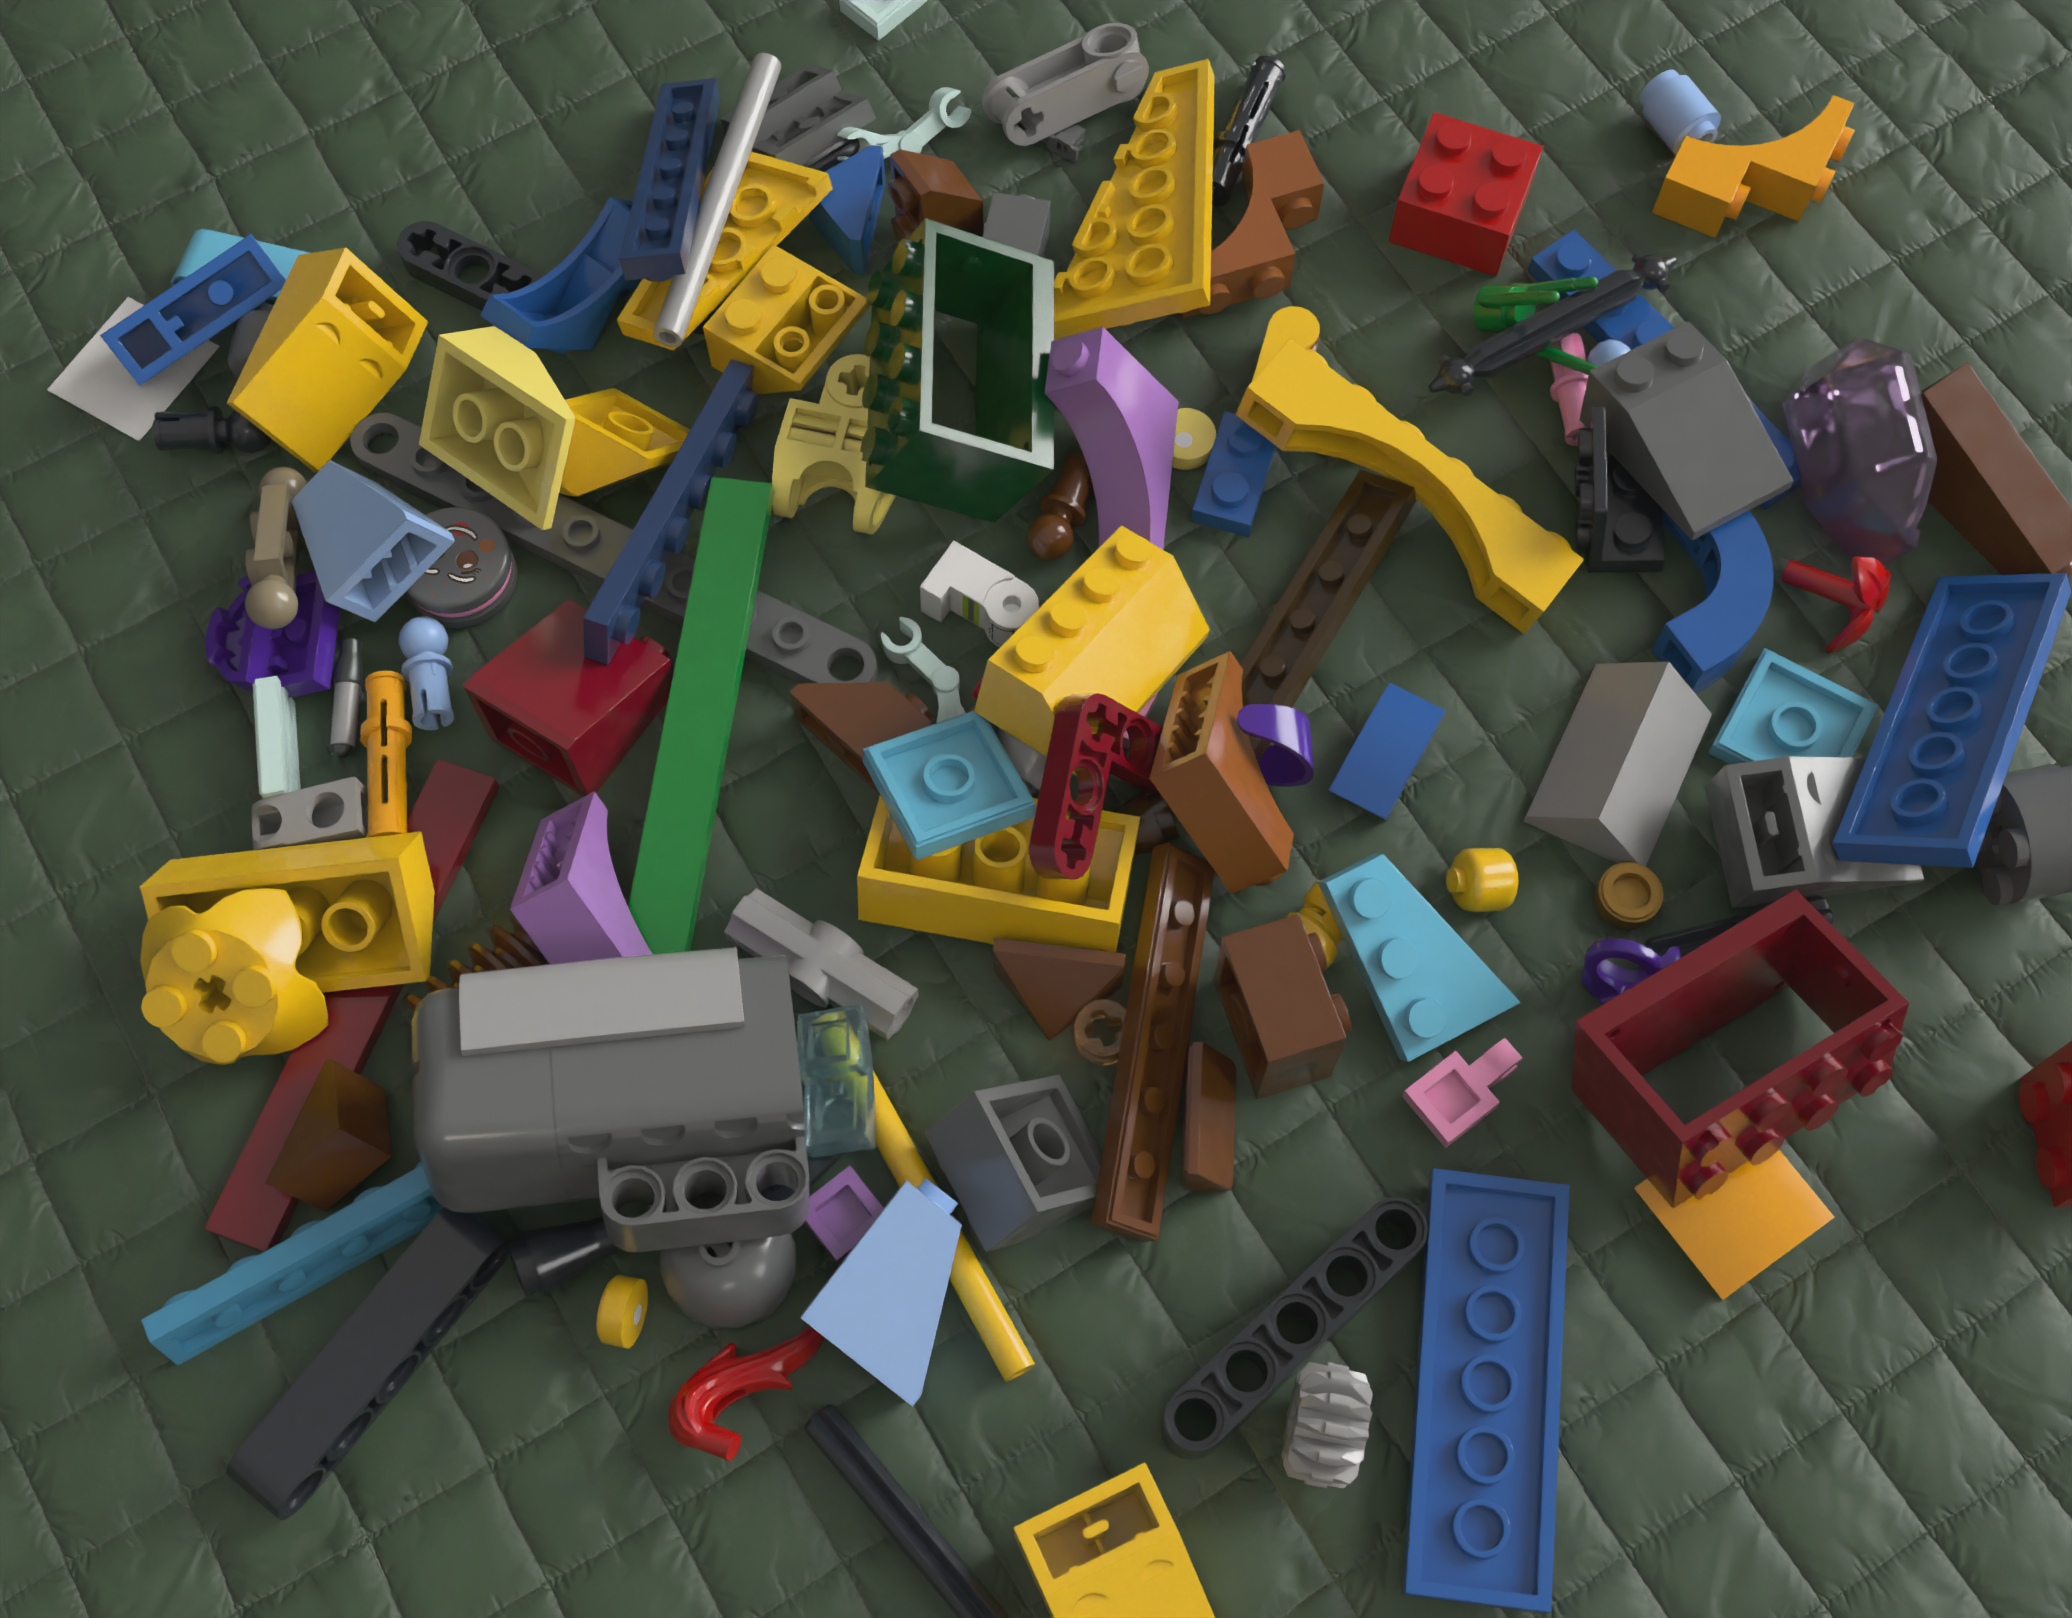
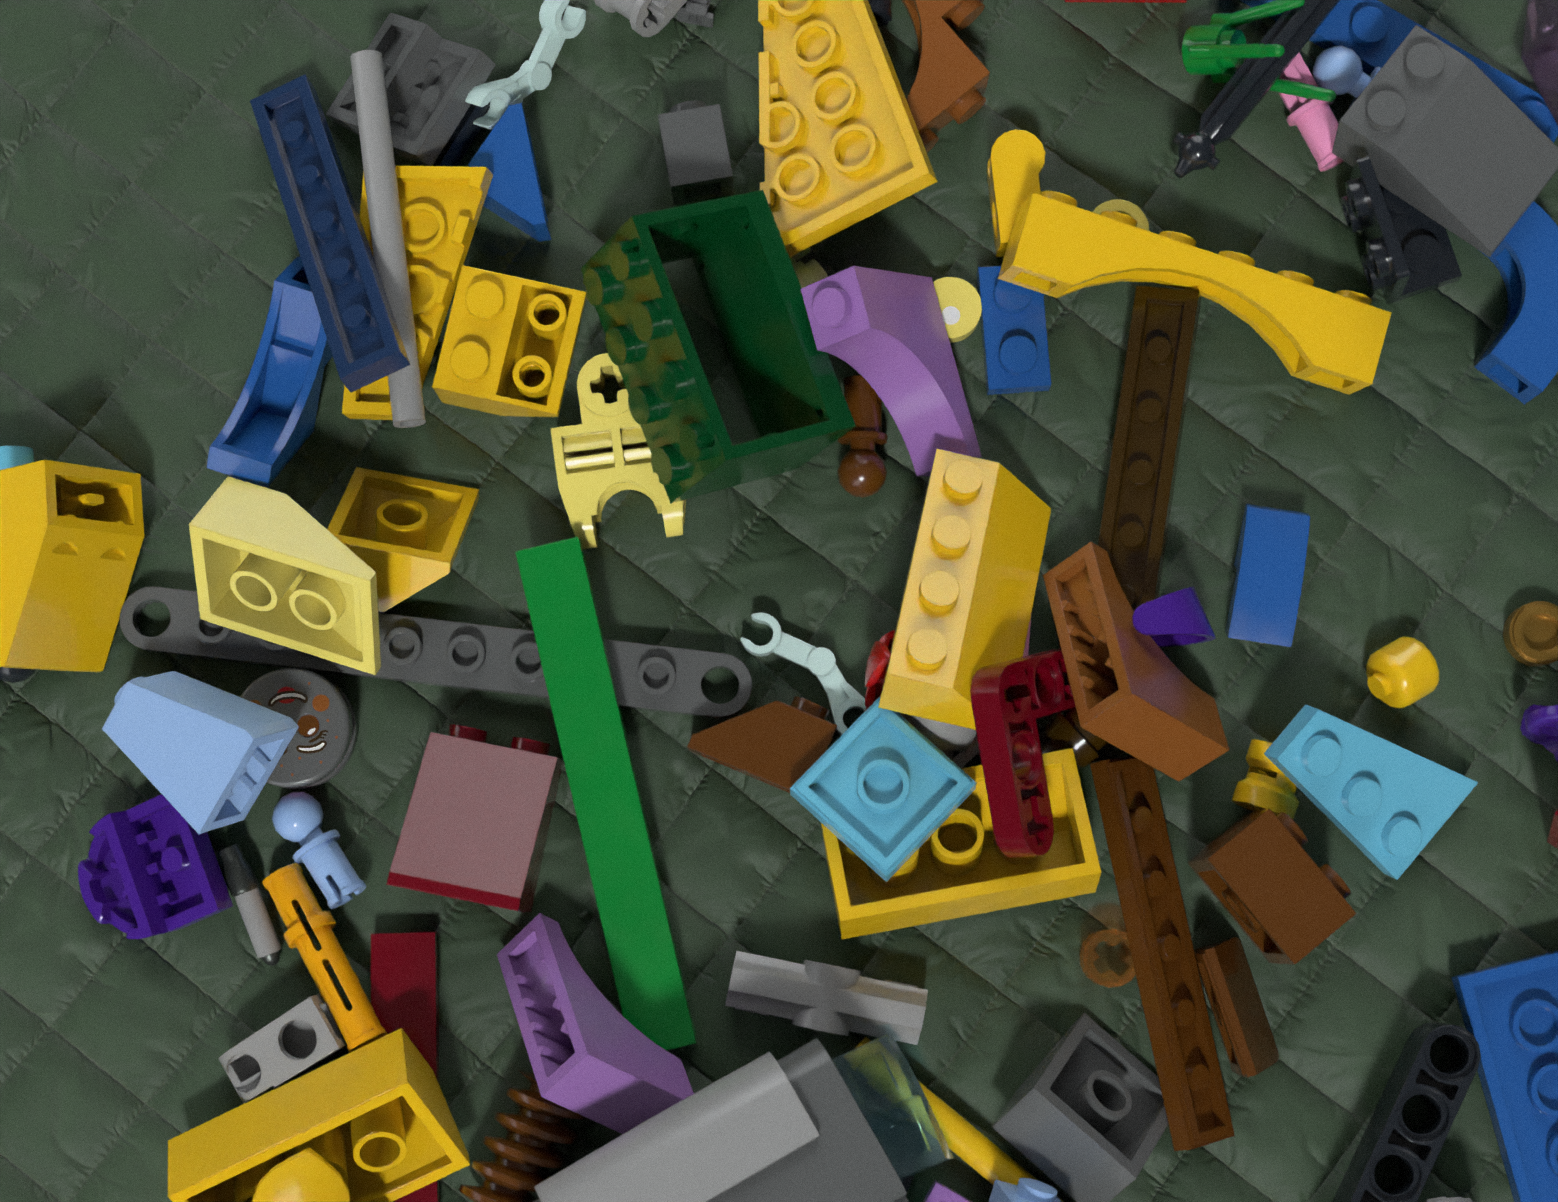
camera: 20 degrees left, 15 degrees up
(275, 559) = (122, 814): dark tan plate -> none
(275, 738) = (210, 983): light aqua tile -> none
(459, 254) = (112, 371): black beam -> none
(666, 521) = (493, 624): dark blue plate -> none
(932, 190) = (600, 148): reddish brown slope -> none
(978, 593) = (824, 559): white leg -> none
(1055, 979) = (1050, 932): reddish brown slope -> none
(1458, 1094) = (1450, 896): bright pink plate -> none
(1621, 760) = (1485, 500): light grey slope -> none

